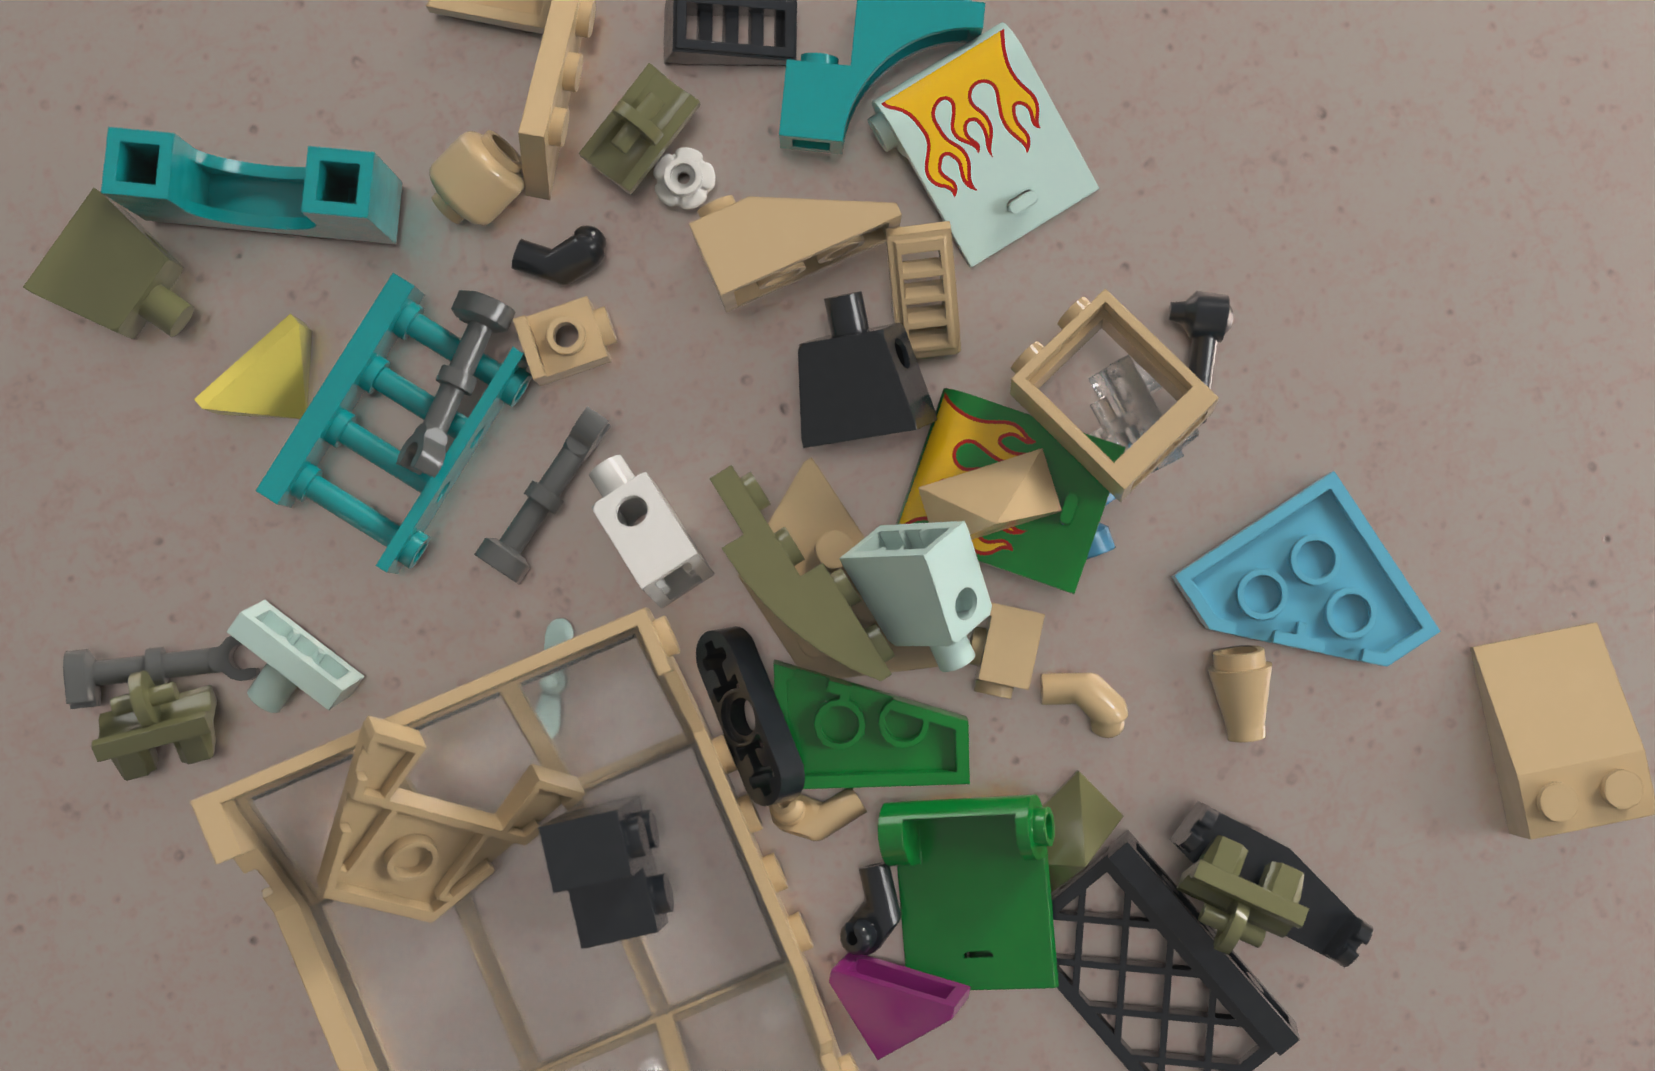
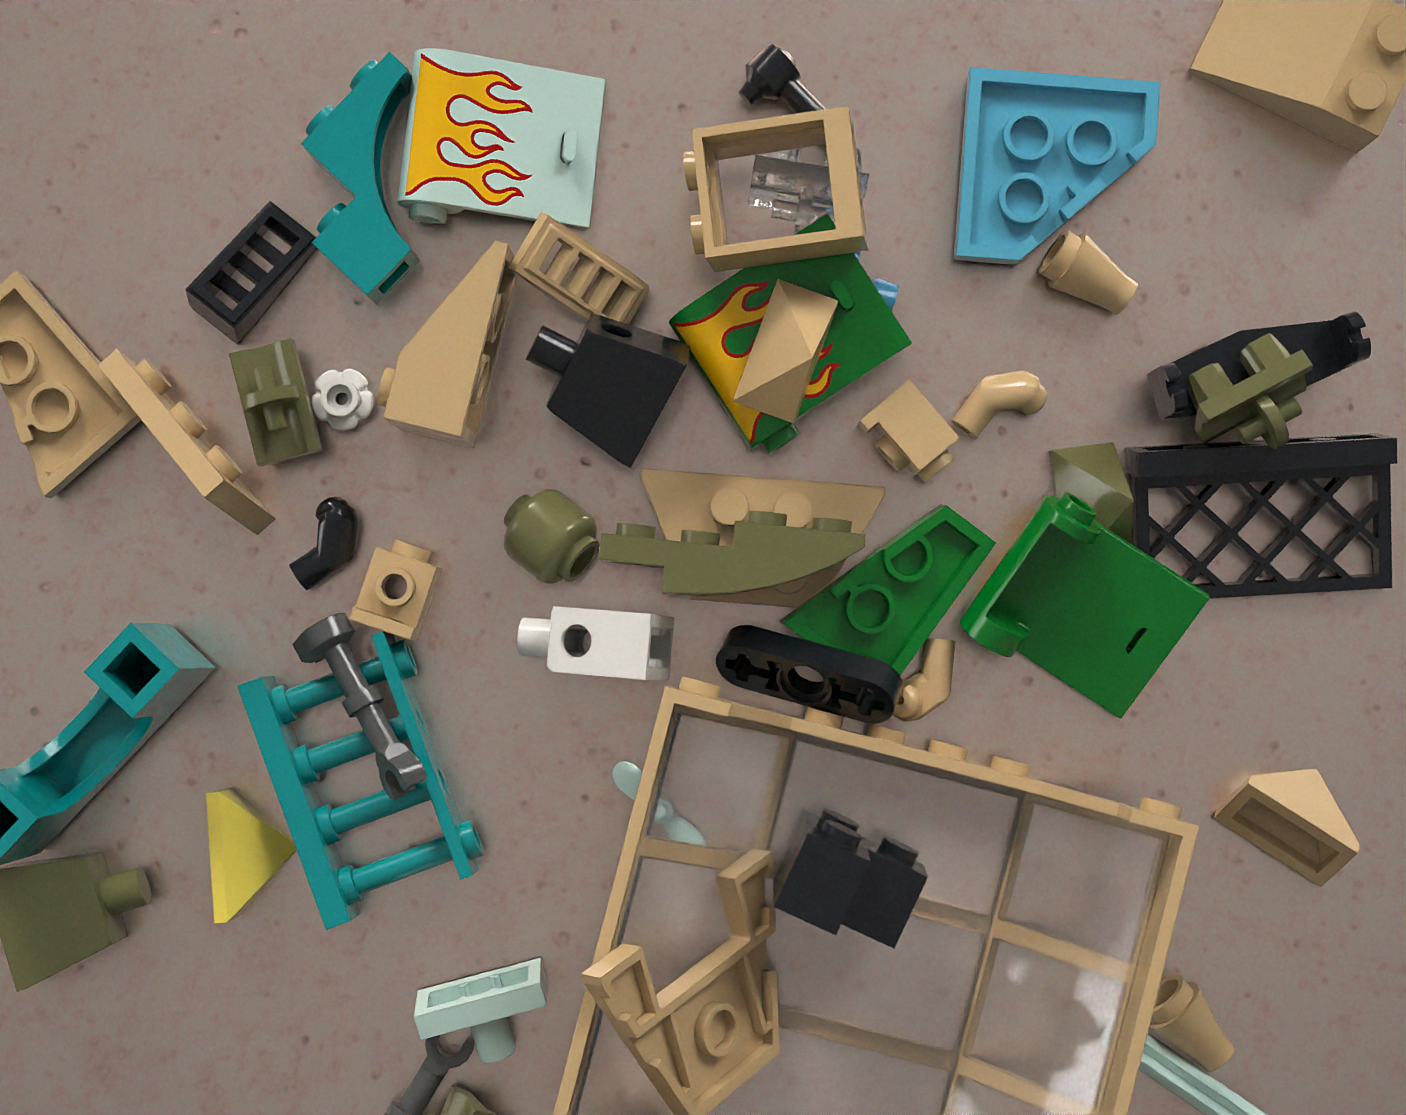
camera: 50 degrees left, 0 degrees up
(476, 178) = (213, 562): tan head -> none
(543, 498) = (509, 705): dark grey piece -> none
(701, 427) = (550, 536): none -> olive head
(877, 914) = (1042, 697): black arm -> none
(894, 1001) = (1123, 734): magenta slope -> none
(922, 587) = (814, 457): light aqua torso -> none

